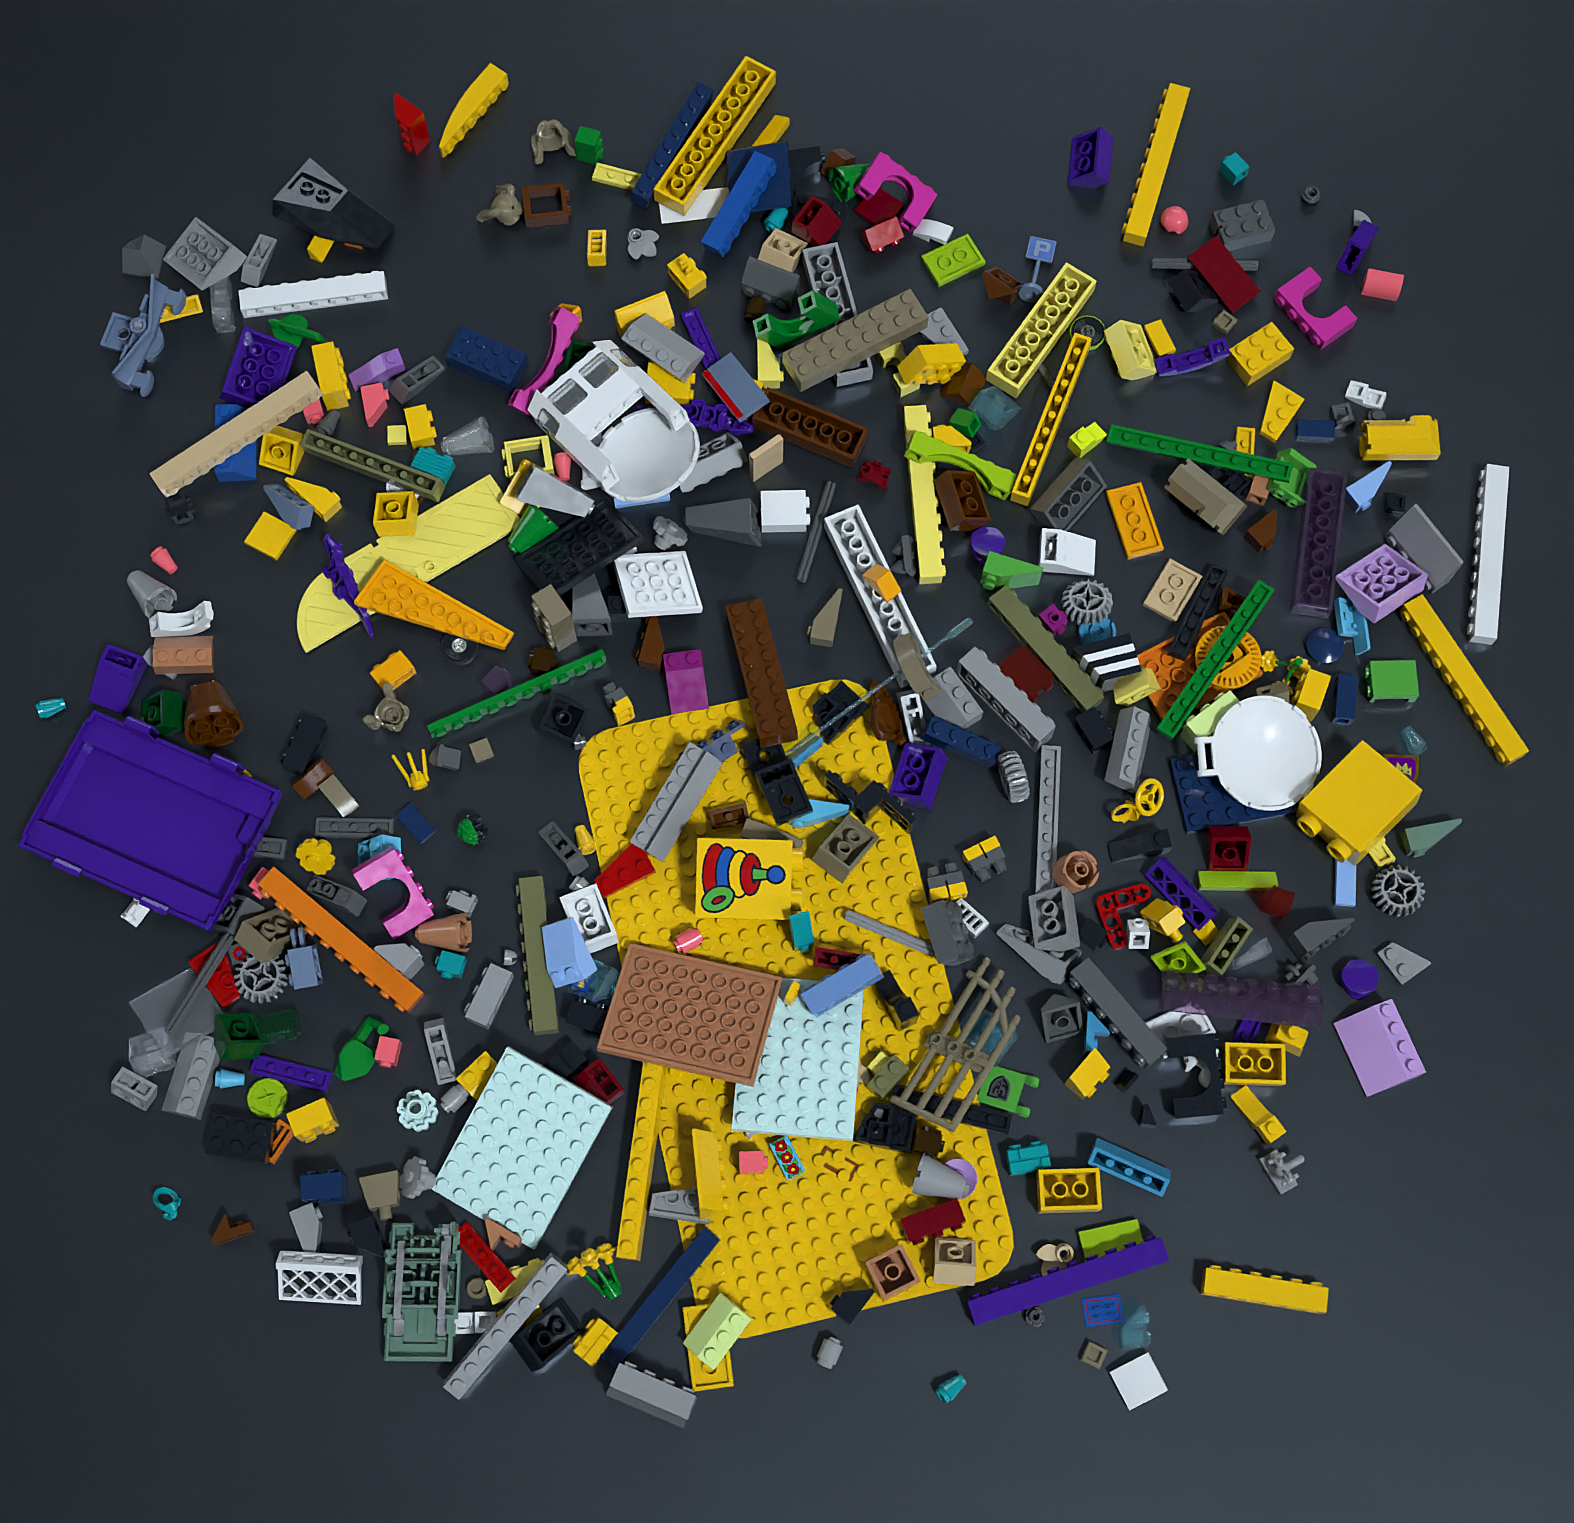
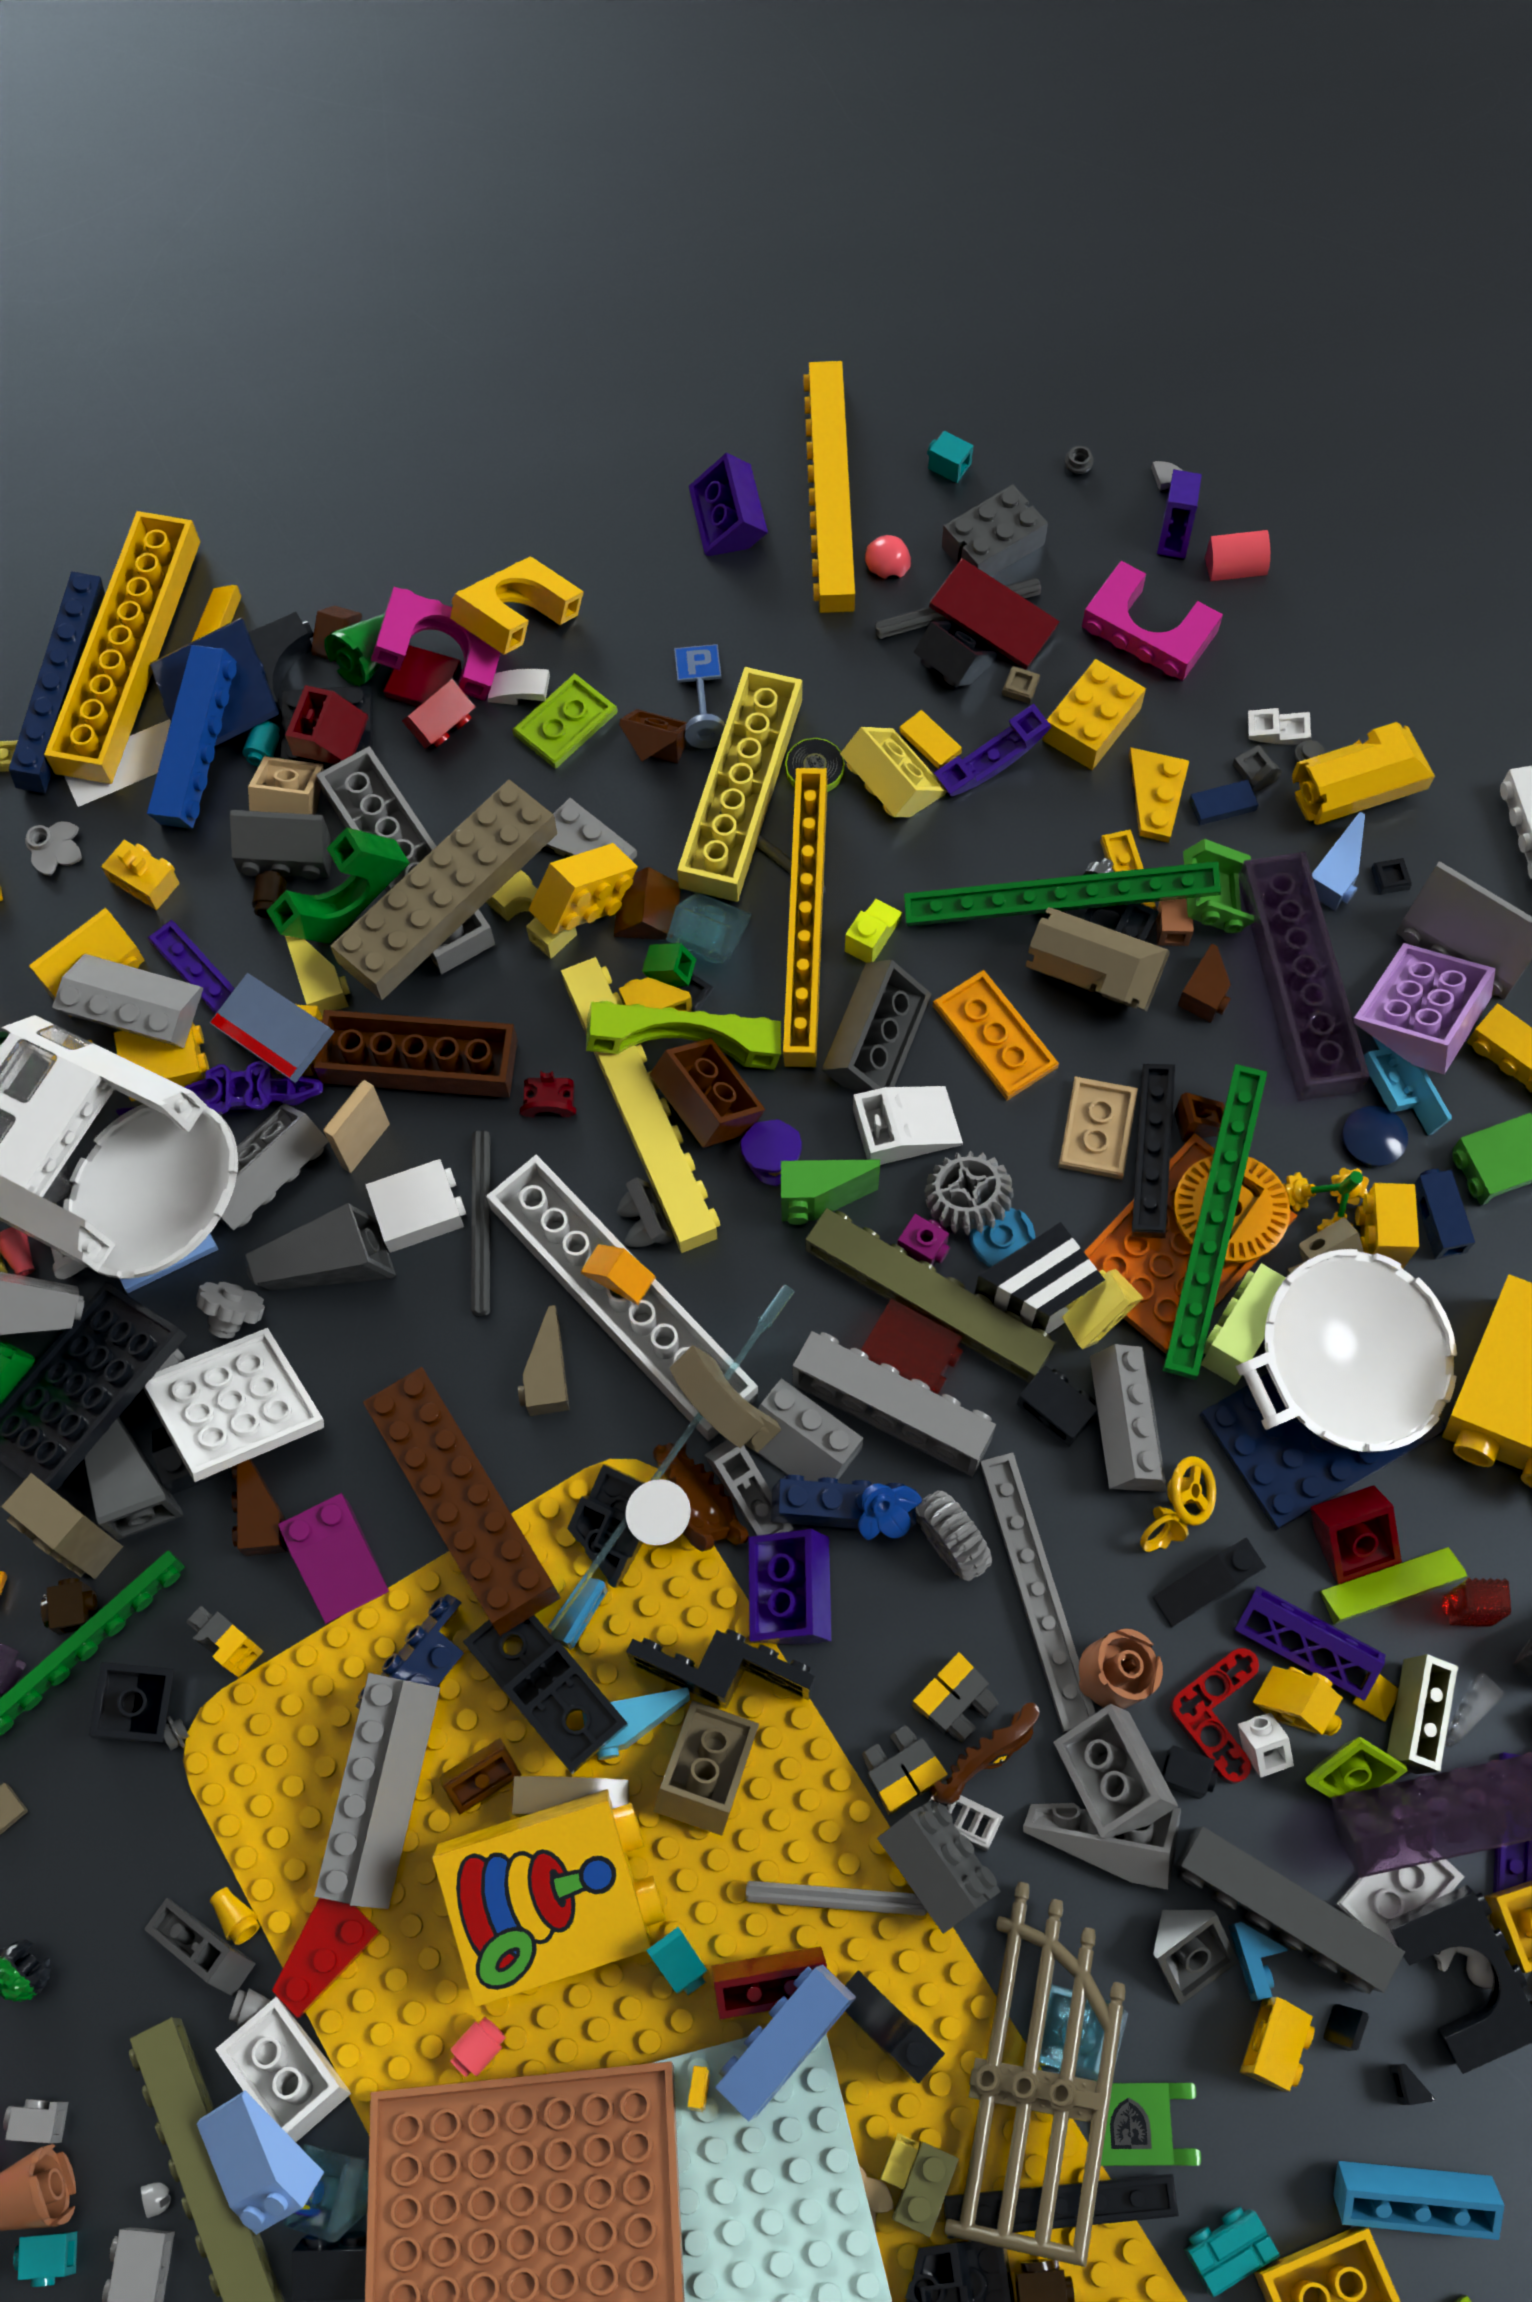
camera: 15 degrees left, 5 degrees down
(862, 713) = (658, 1512): none -> white sticker
(957, 170) = (527, 582): none -> yellow arch
(982, 754) = (887, 1510): none -> blue plate
(992, 890) = (989, 1756): none -> reddish brown animal

